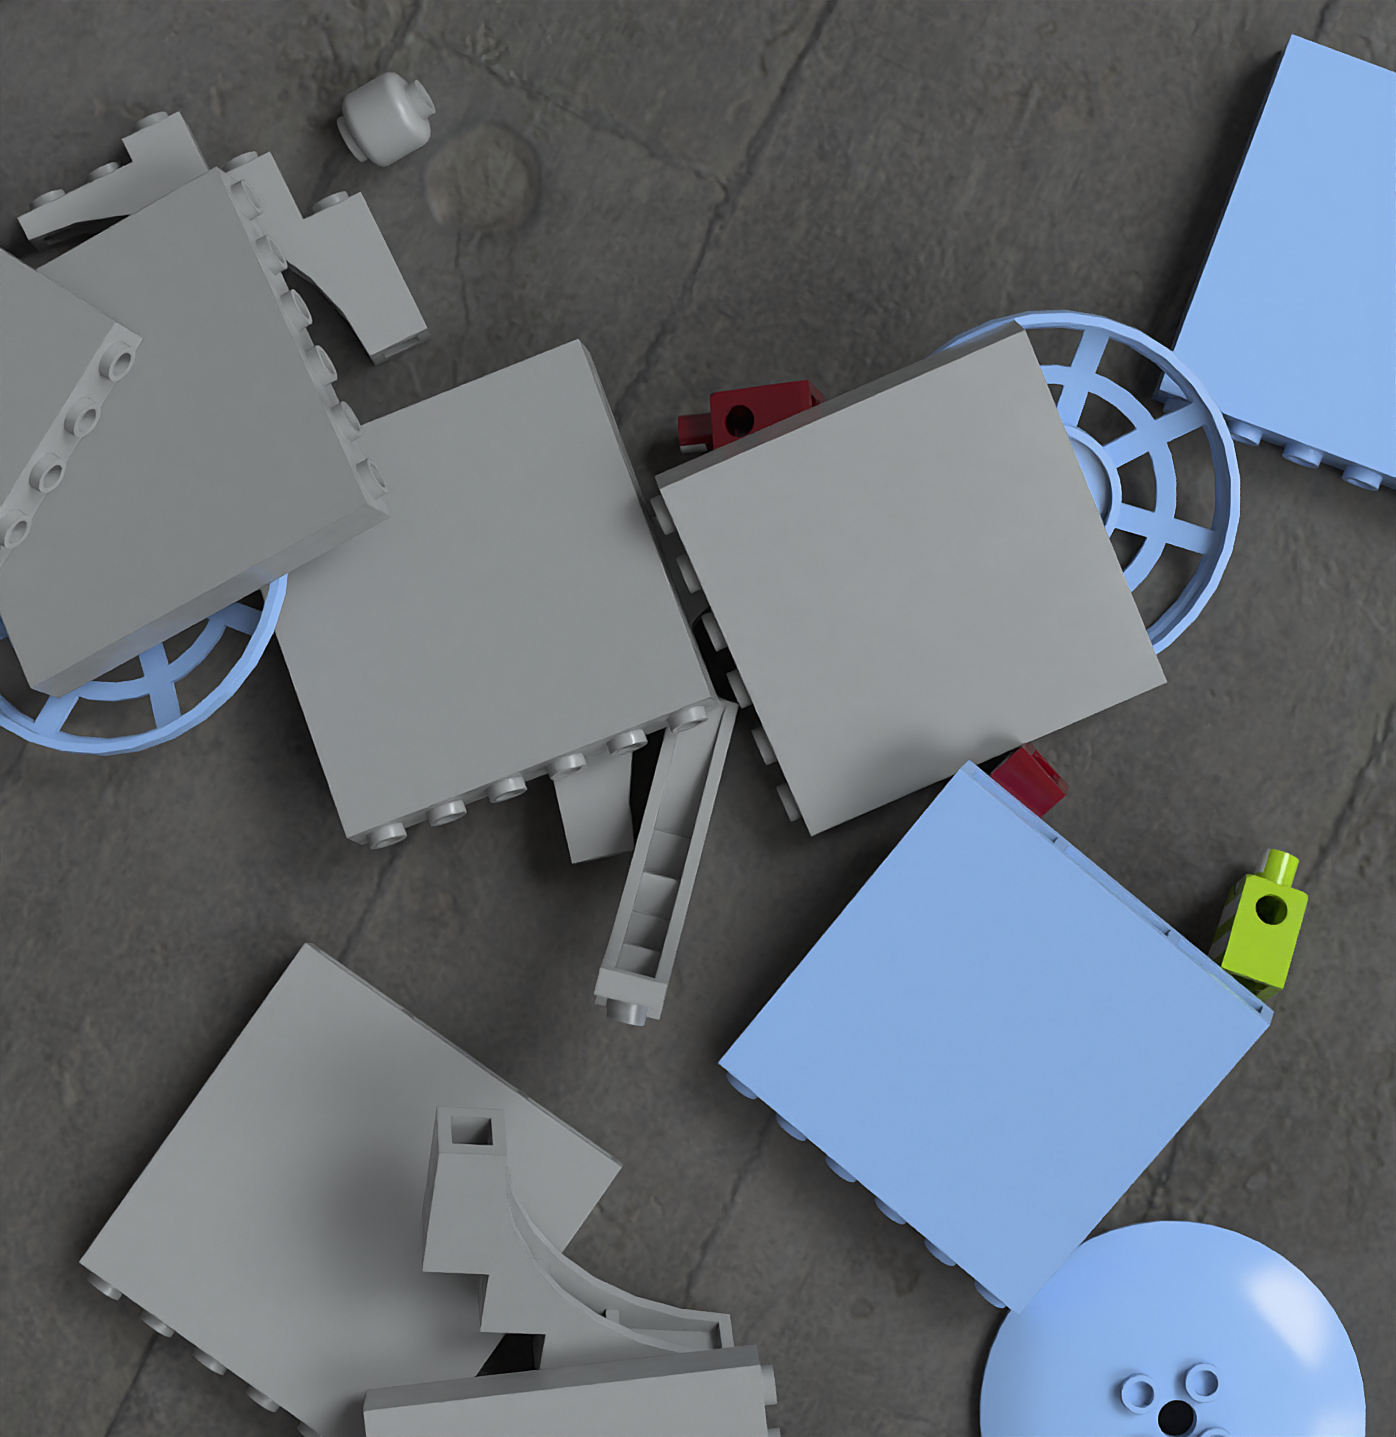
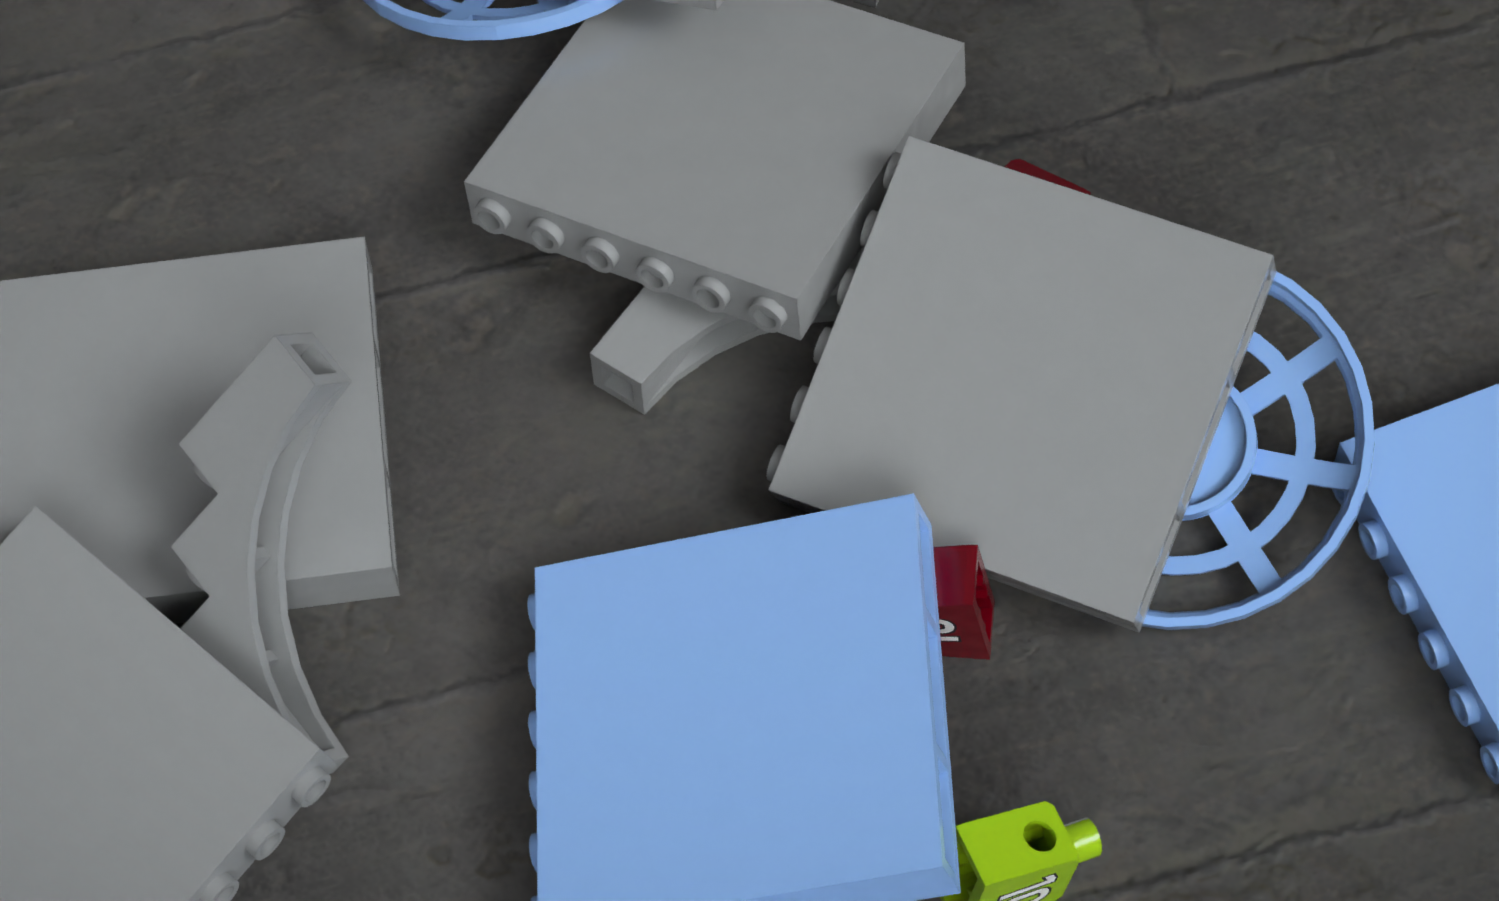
camera: 50 degrees right, 25 degrees down
(664, 869) = (700, 393): light grey arch -> none

